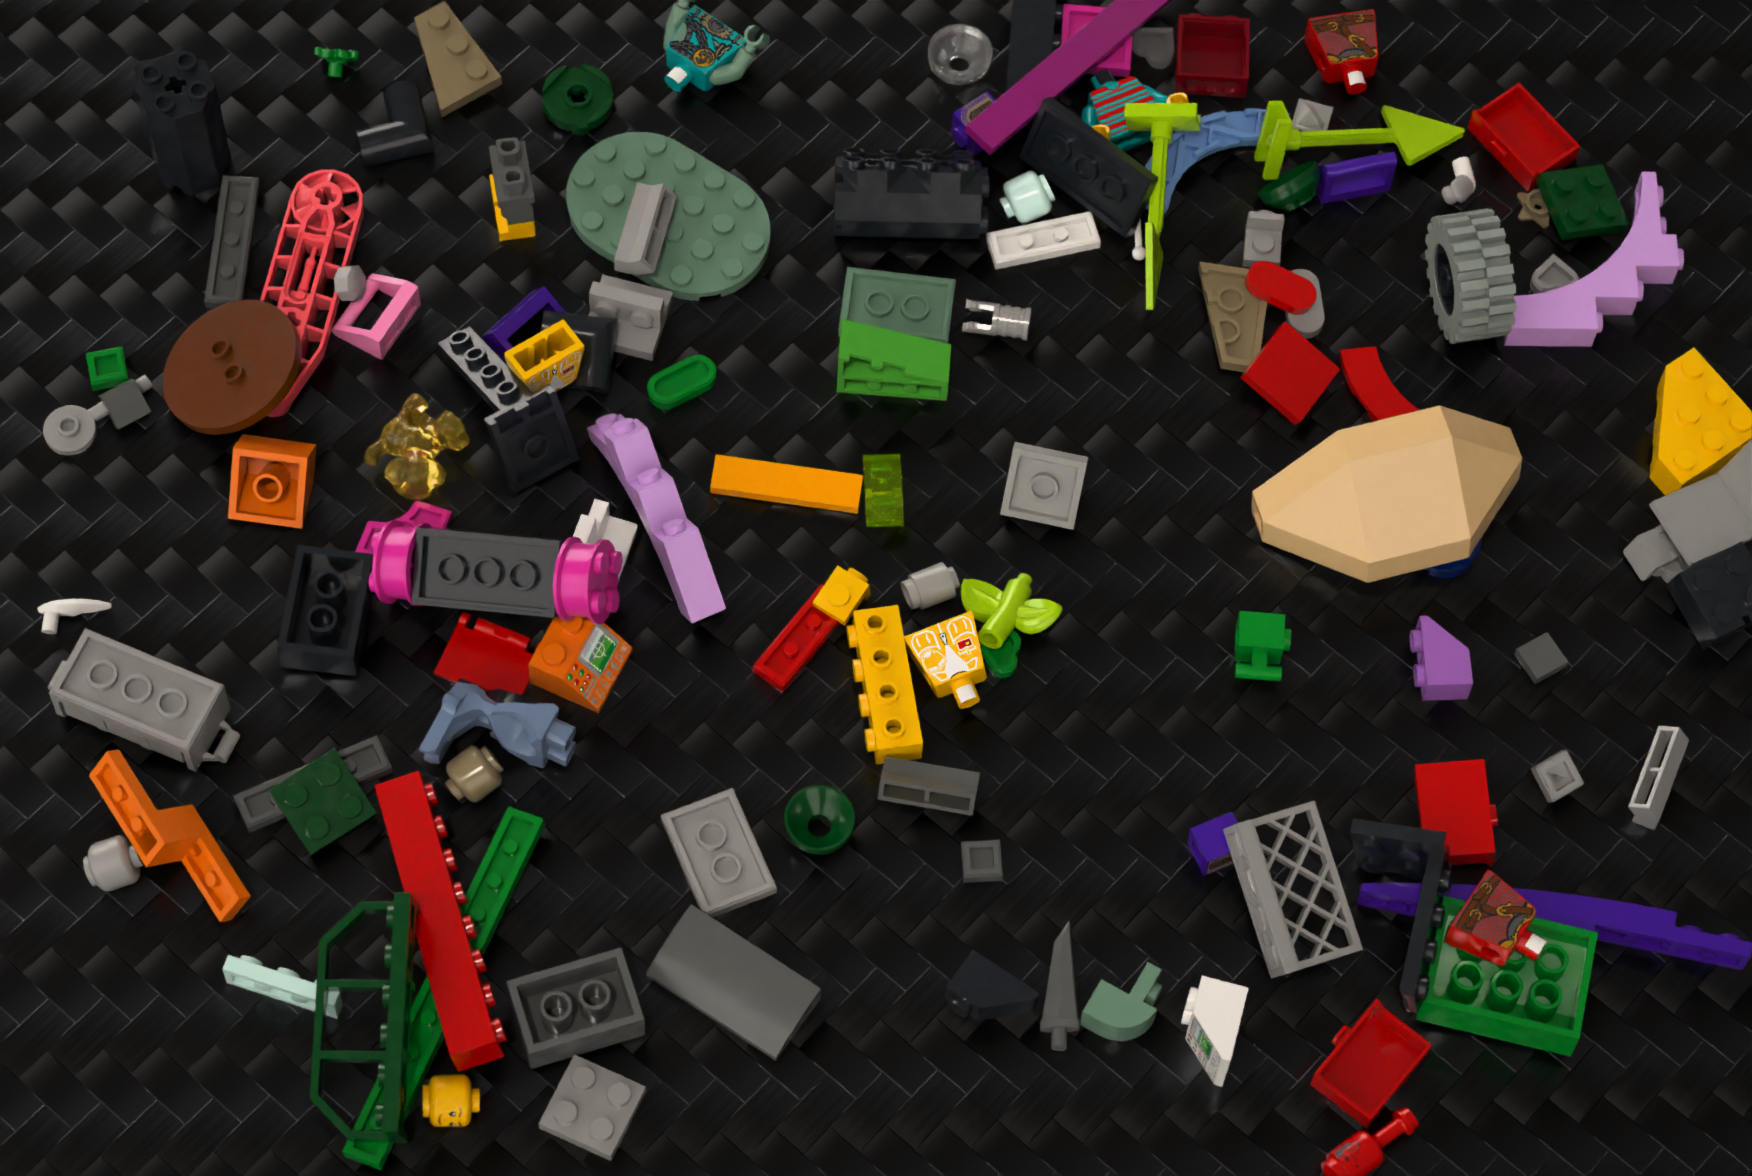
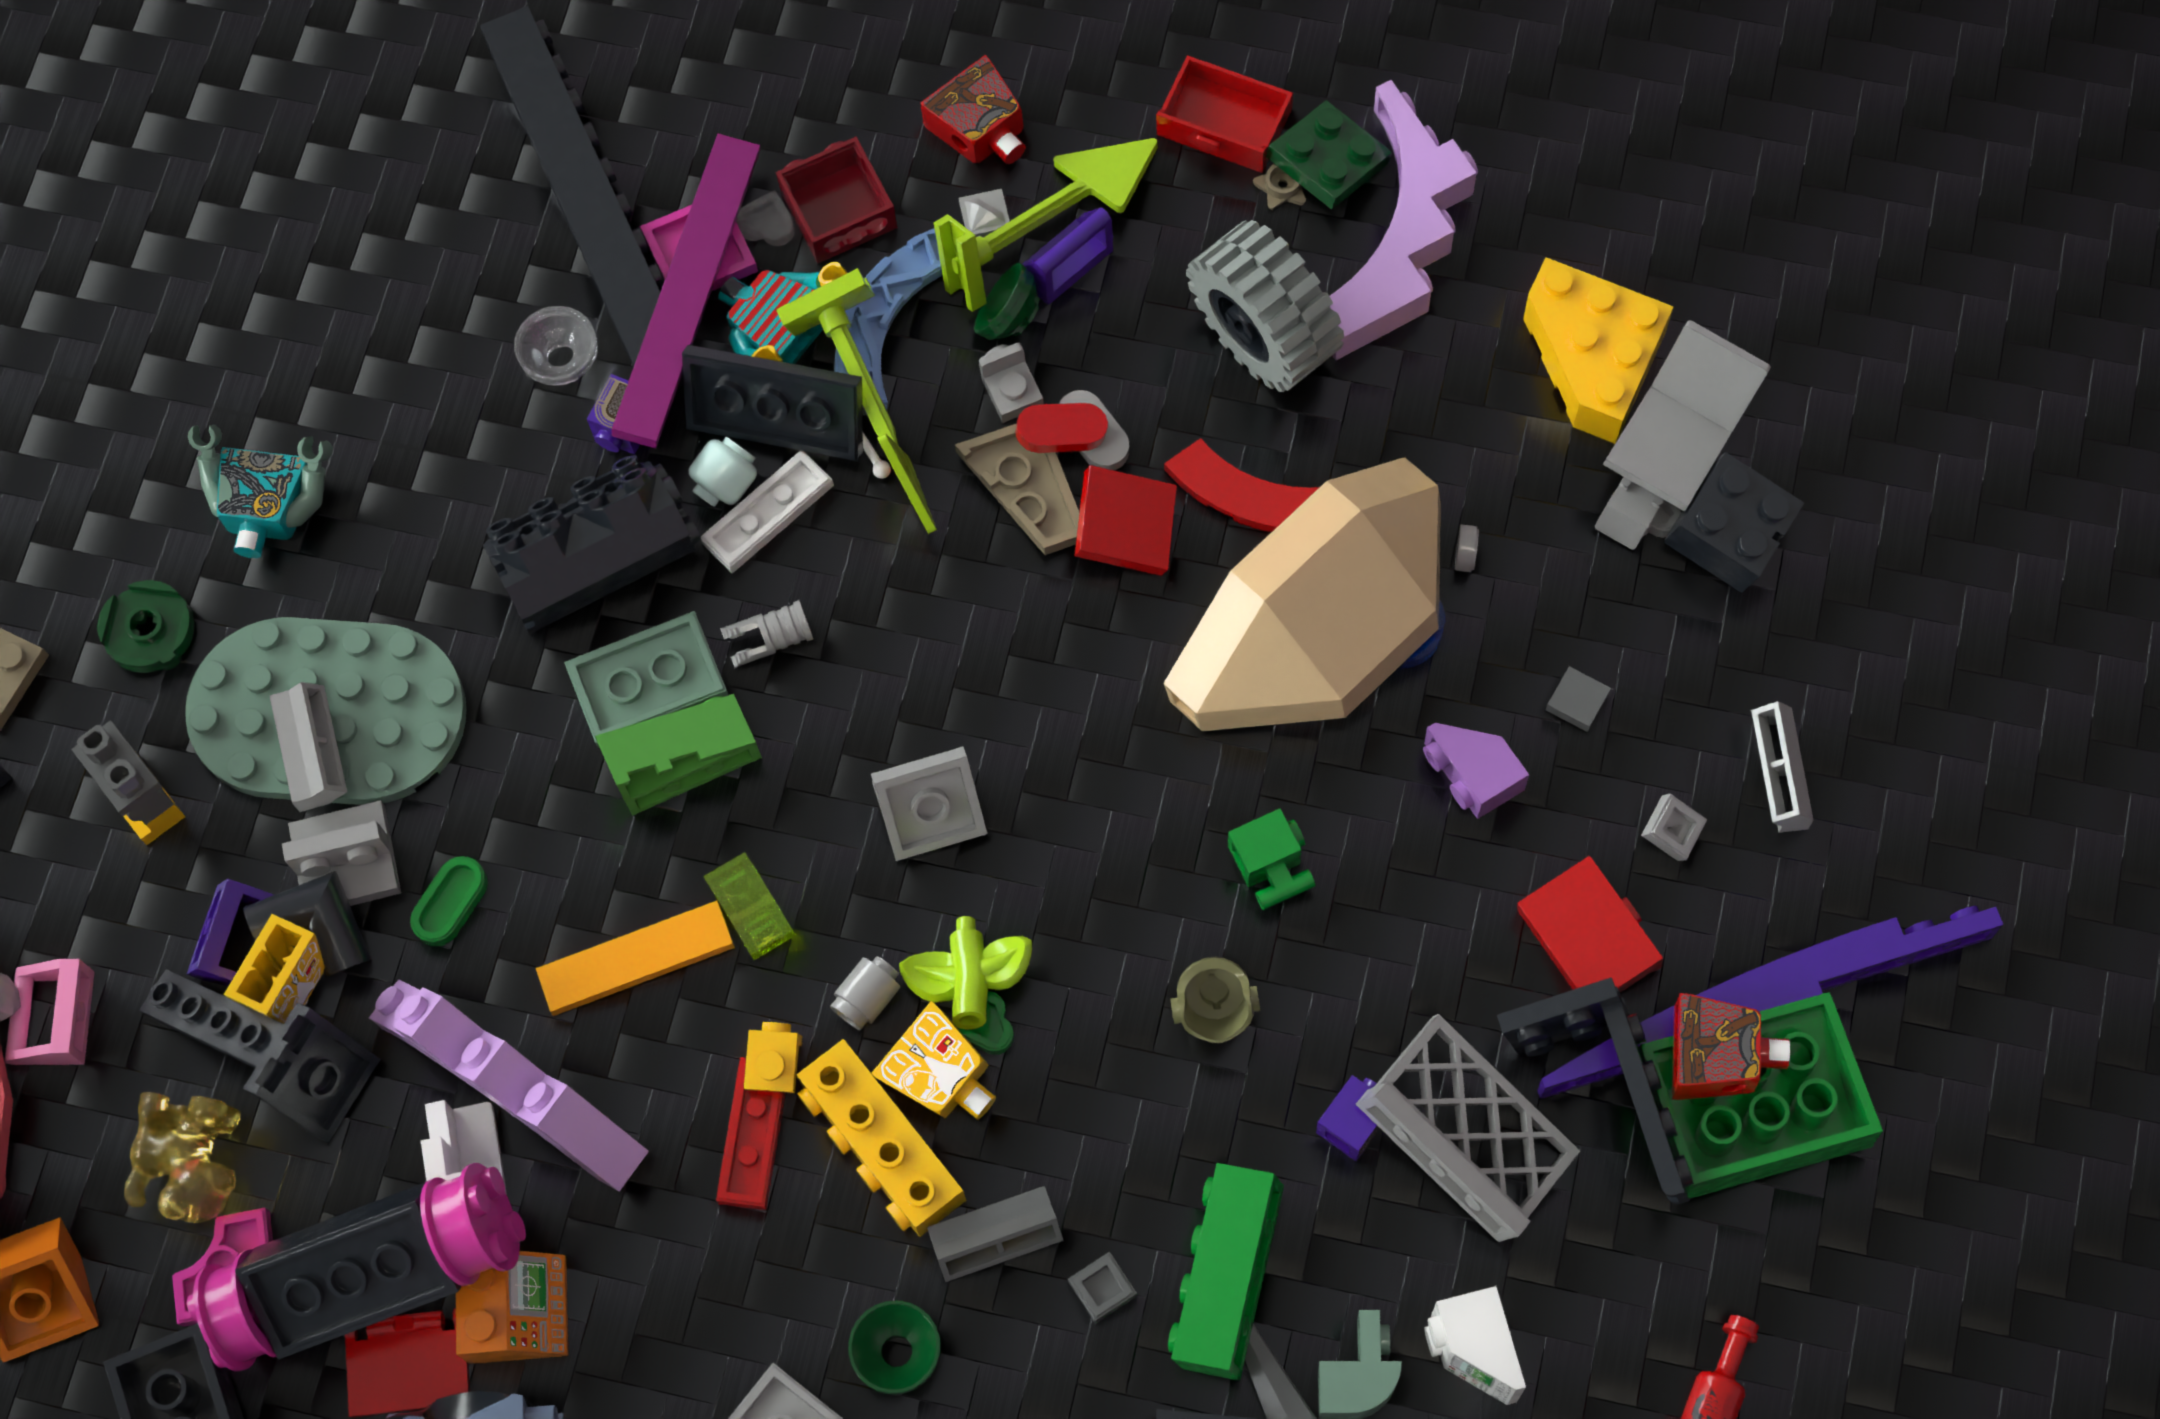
camera: 20 degrees left, 5 degrees up
(1072, 892) = (1226, 1271): none -> green brick
(1166, 715) = (1214, 1000): none -> olive cap
(1370, 1063) = (1665, 1283): red container -> none
(1462, 185) = (1190, 201): light grey arm -> none
(1521, 515) = (1466, 548): none -> light grey tile
(1552, 275) = (1345, 256): light grey tile -> none

